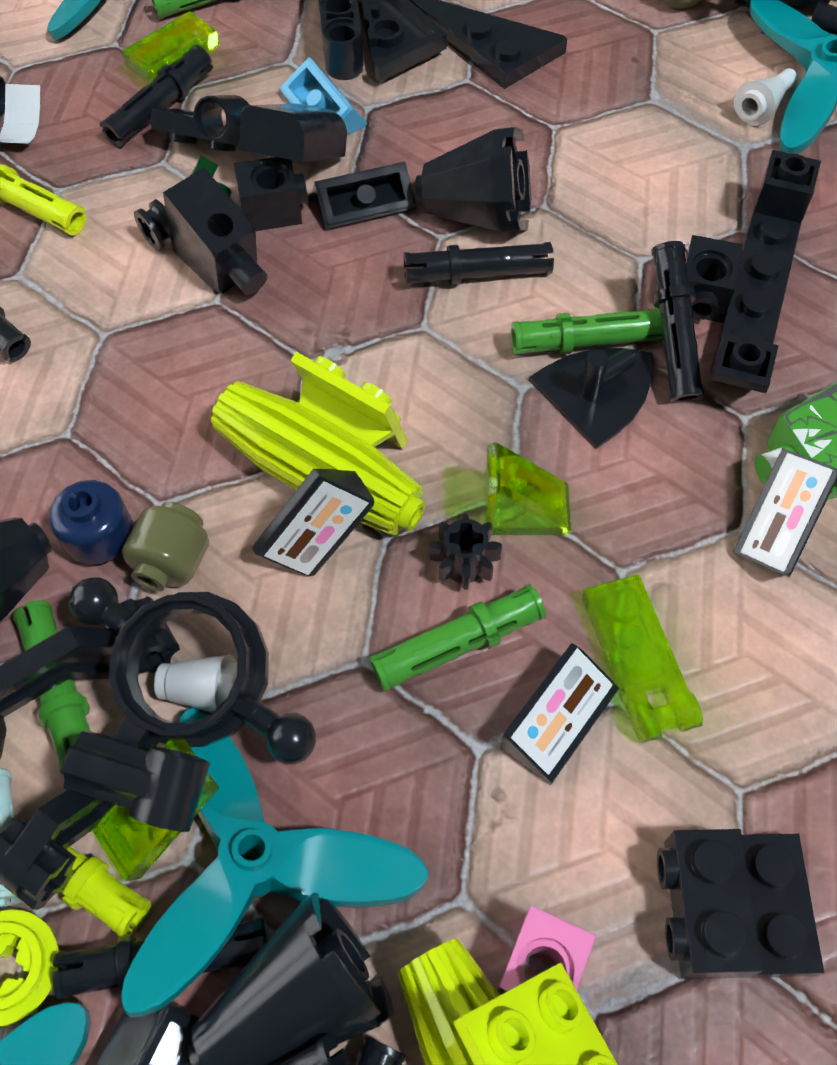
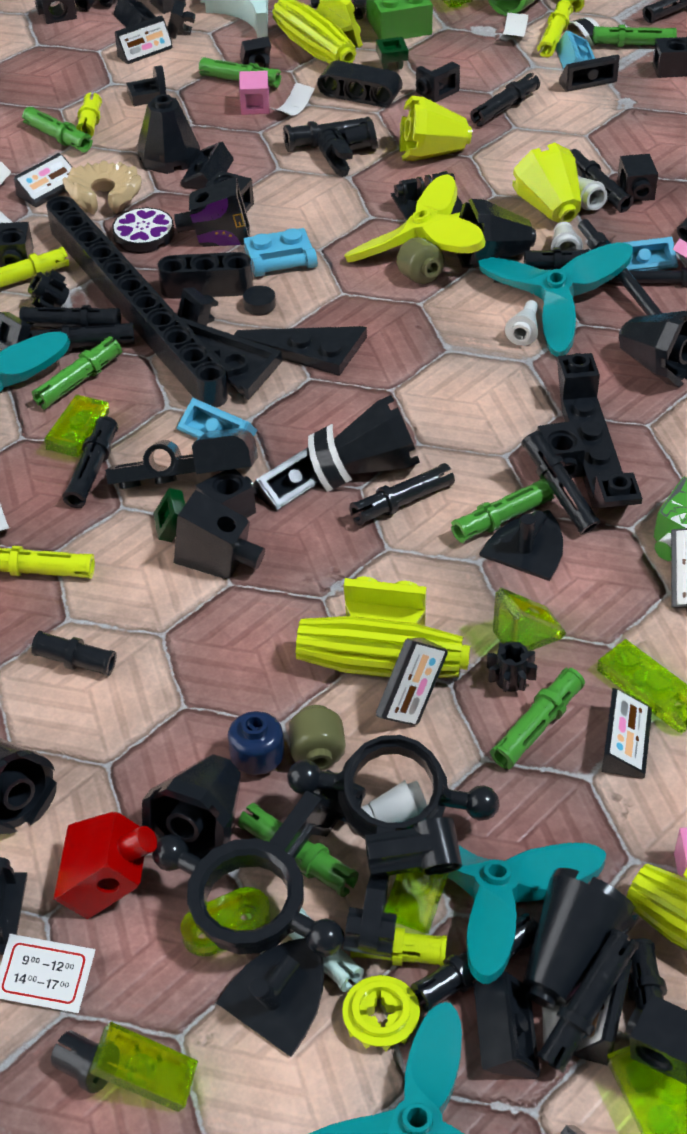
camera: 25 degrees left, 15 degrees down
(153, 224) = (157, 547): black bush -> none
(406, 187) = (326, 459): none -> sticker

